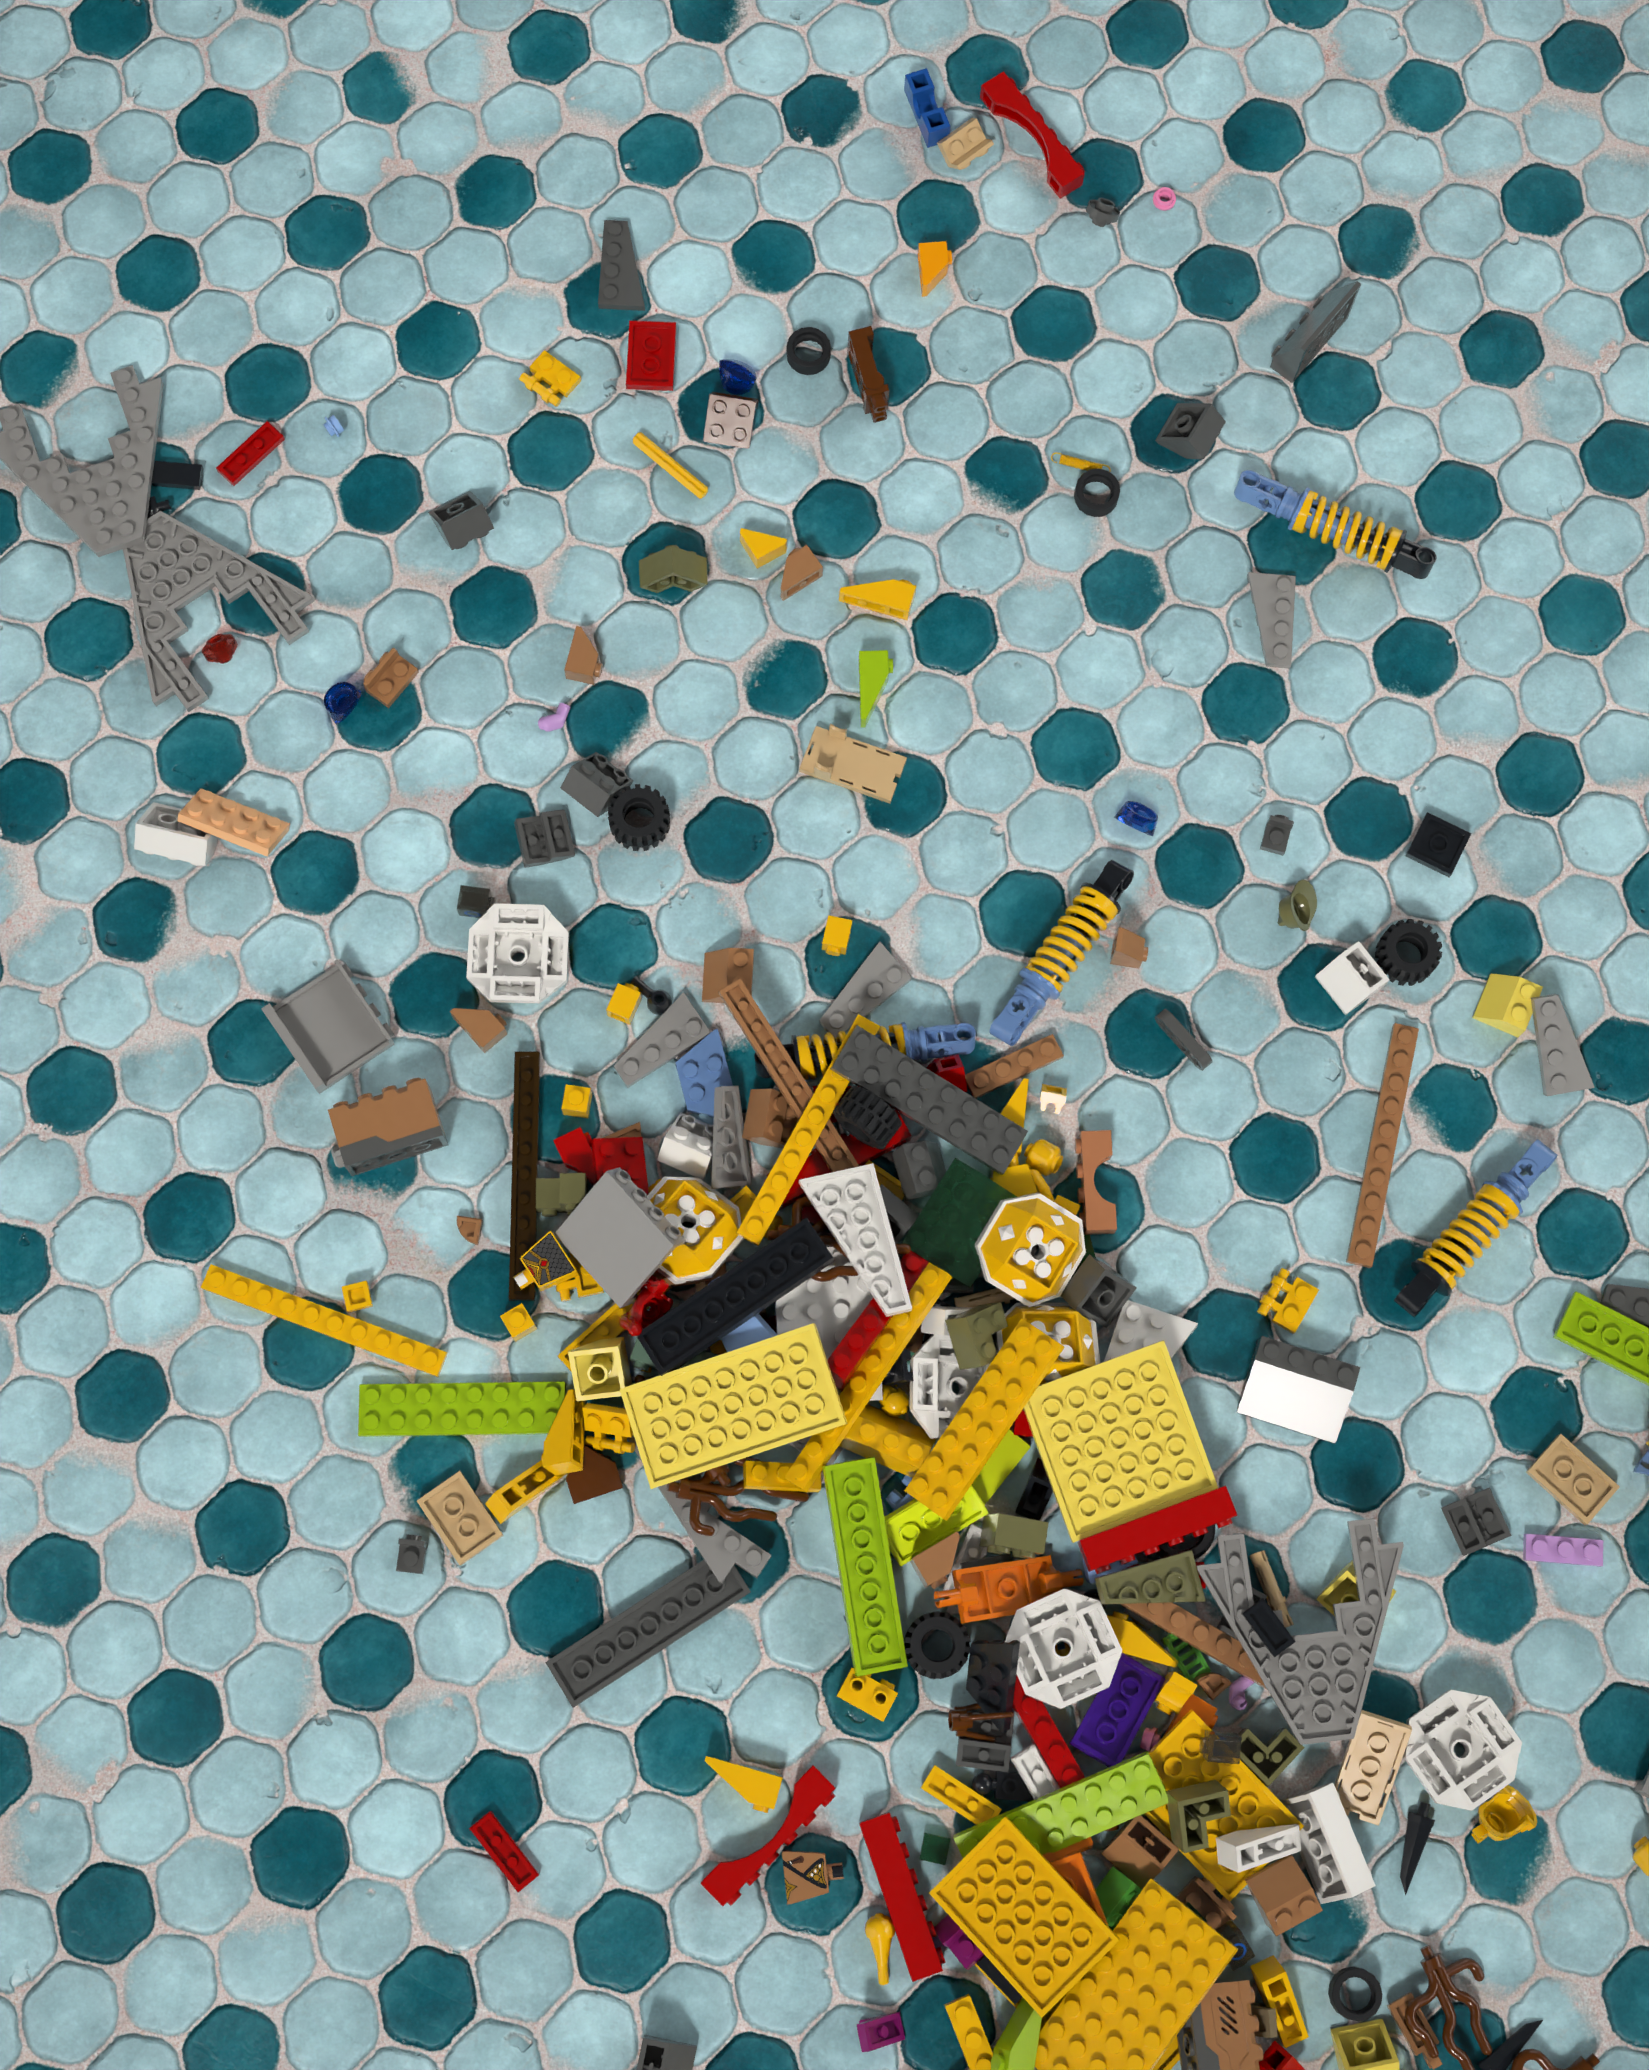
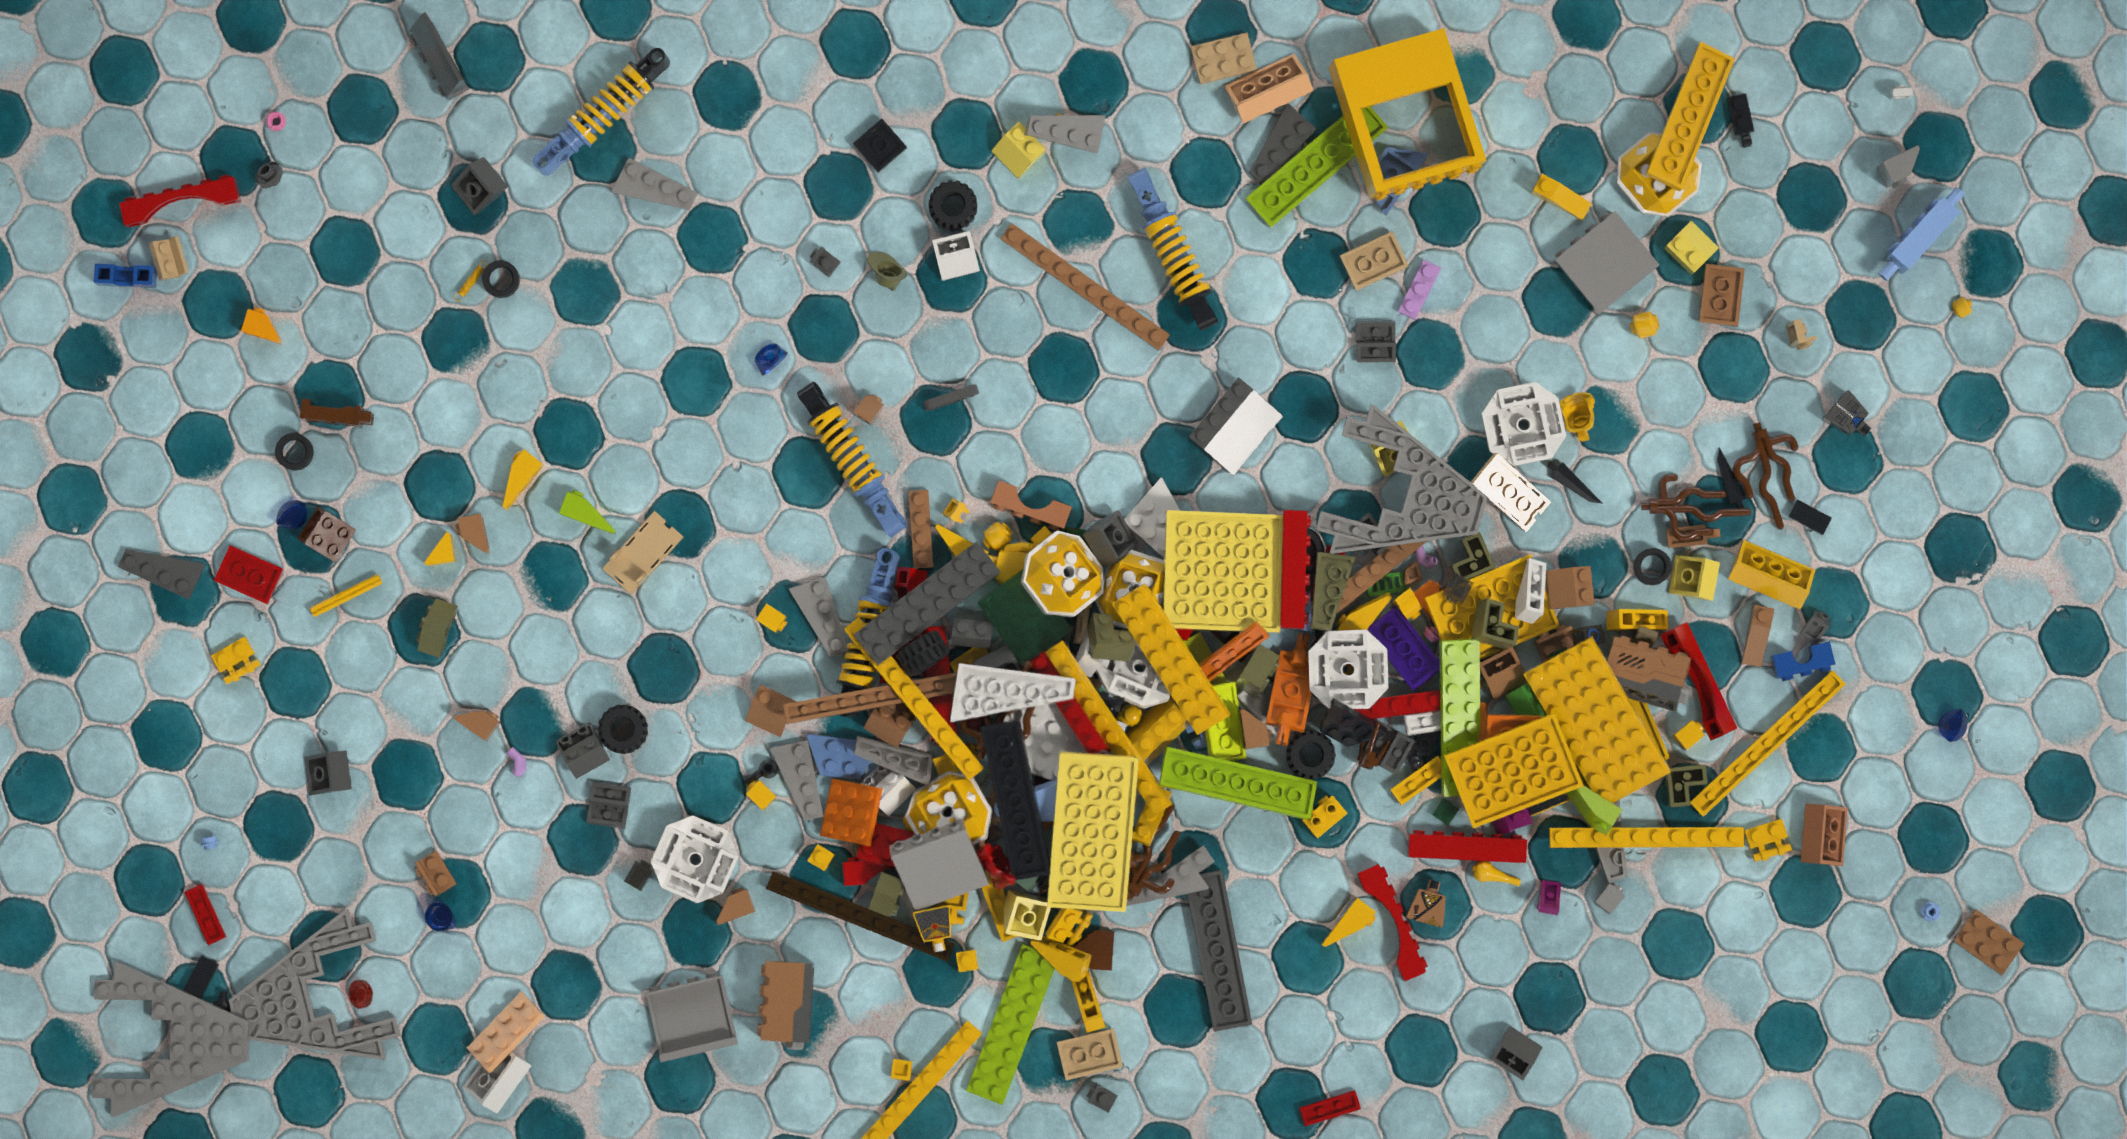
camera: 65 degrees left, 10 degrees up
(470, 1228) = (883, 970): medium nougat tile -> none
(644, 1113) = (851, 812): none -> orange plate
(1026, 1494) = (1233, 651): none -> orange tile
(1268, 1627) = (1391, 522): black tile -> none
(1269, 1585) = (1364, 505): tan pin -> none
(1294, 1305) = (1174, 401): yellow plate -> none
(1329, 1845) = (1549, 542): white slope -> none

